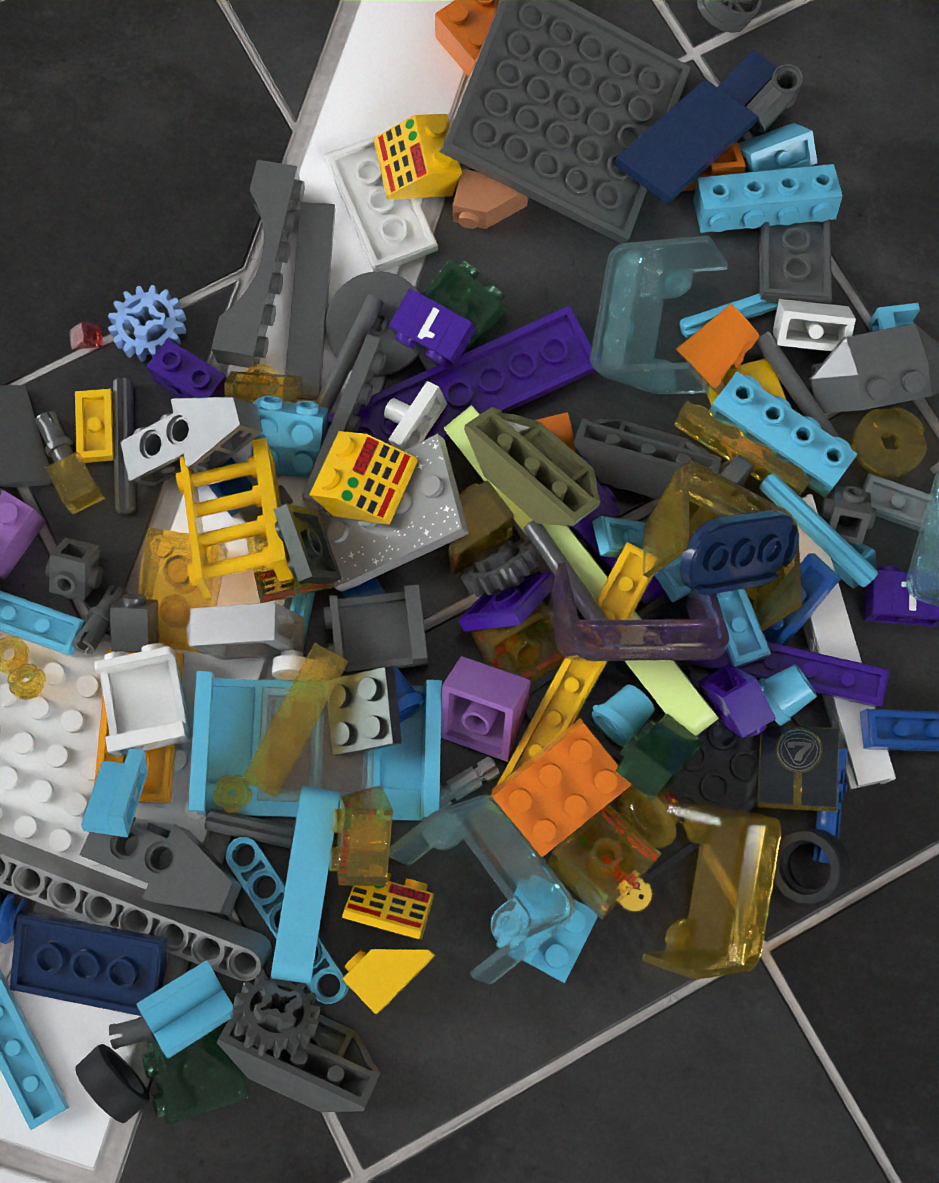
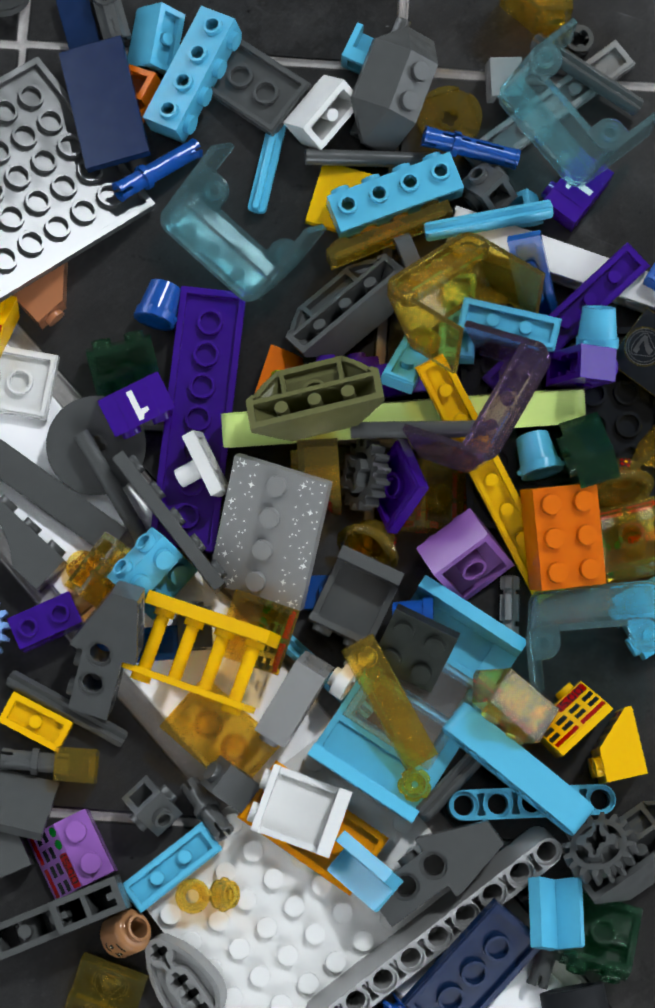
camera: 60 degrees left, 5 degrees up
(307, 544) = (265, 608): pearl dark grey plate -> none
(363, 478) = (233, 534): yellow slope -> none
(441, 613) = (371, 540): none -> clear yellow hat
(538, 297) = (159, 305): none -> blue piece
(652, 217) = (146, 175): none -> blue pin
(719, 346) = (292, 194): orange slope -> none
(738, 552) = (480, 292): dark blue tile -> none
(875, 473) = (470, 147): none -> blue pin

